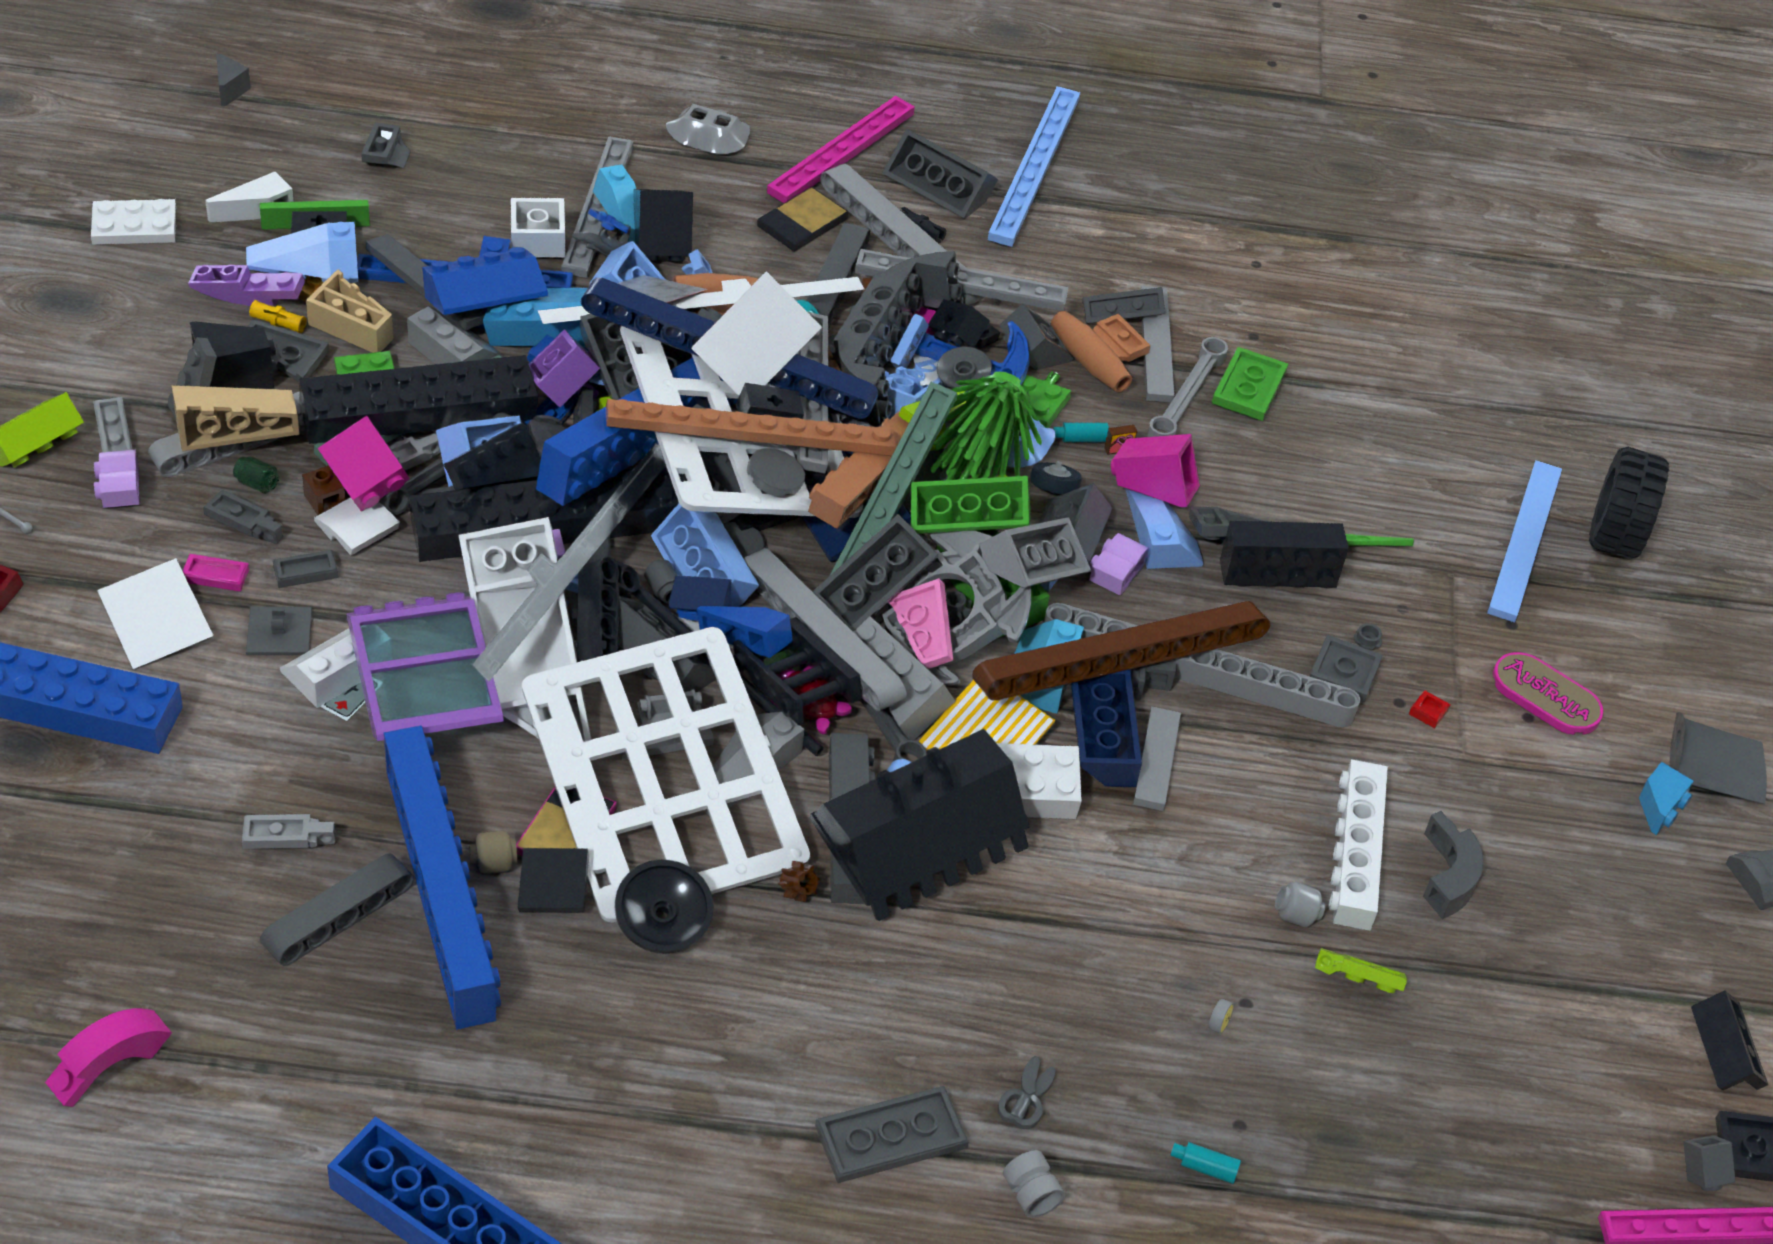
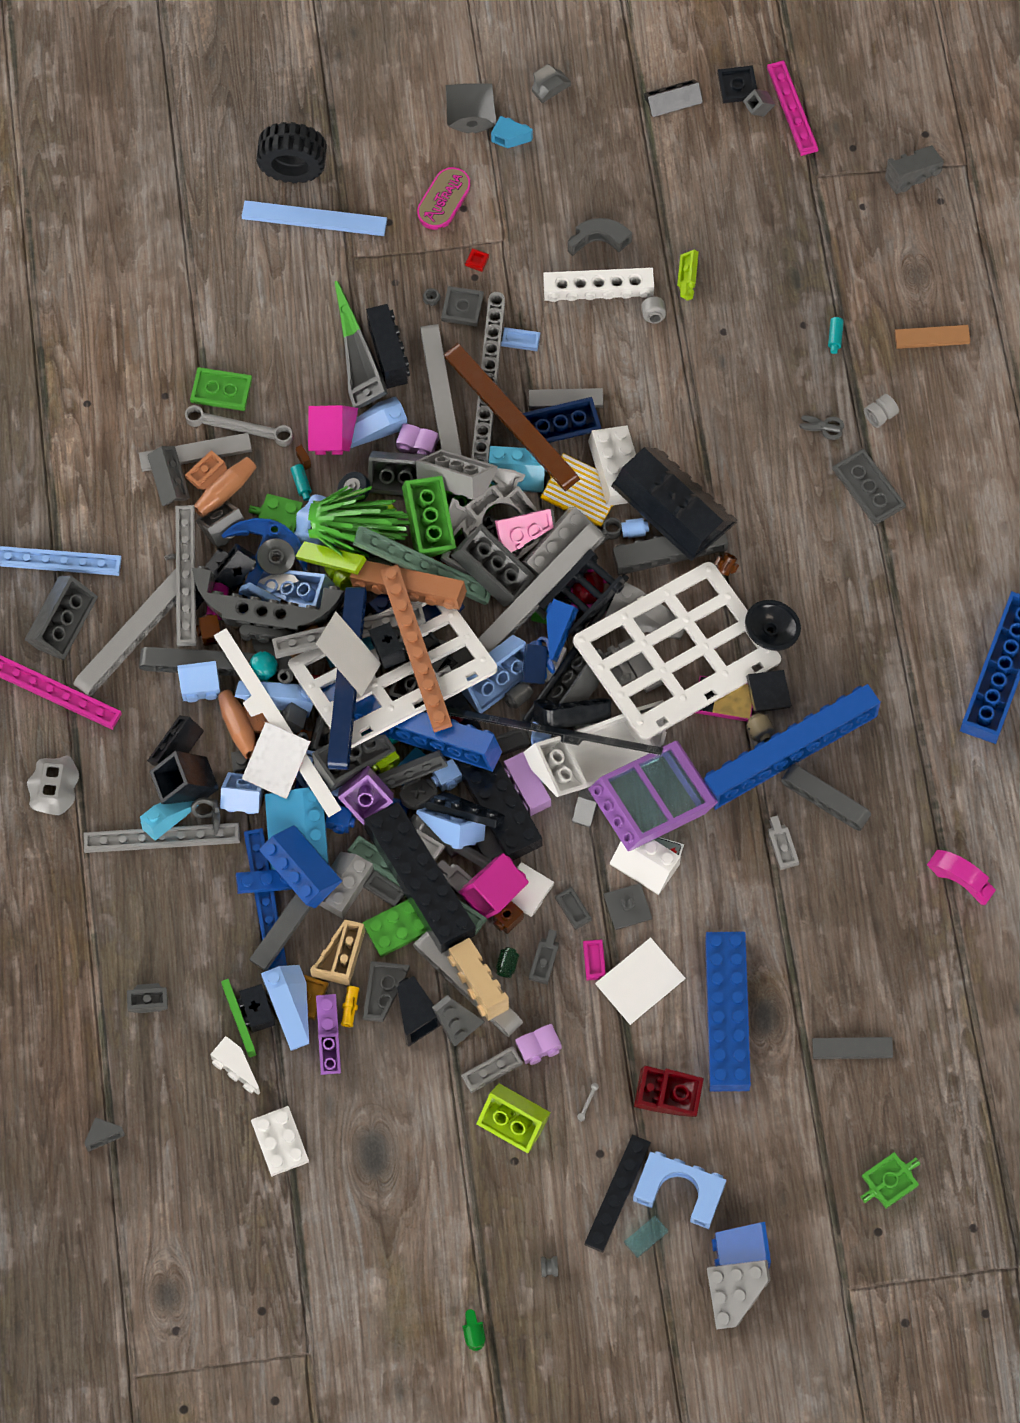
camera: 95 degrees left, 20 degrees up
(538, 226) = (211, 862): white brick -> none
(608, 221) = (190, 818): blue piece -> none
(697, 265) = (216, 748): light blue tile -> none
(722, 239) = (180, 738): none -> black panel
(776, 472) = (440, 630): dark grey tile -> none
(800, 260) = (199, 681): none -> light blue slope
(802, 219) = (134, 699): tile -> none
(932, 229) = (120, 618): black pin -> none
(1160, 602) = (440, 389): none -> light grey beam
(1221, 1015) = (742, 339): light grey tile -> none
(1276, 729) = (520, 339): none -> light blue tile

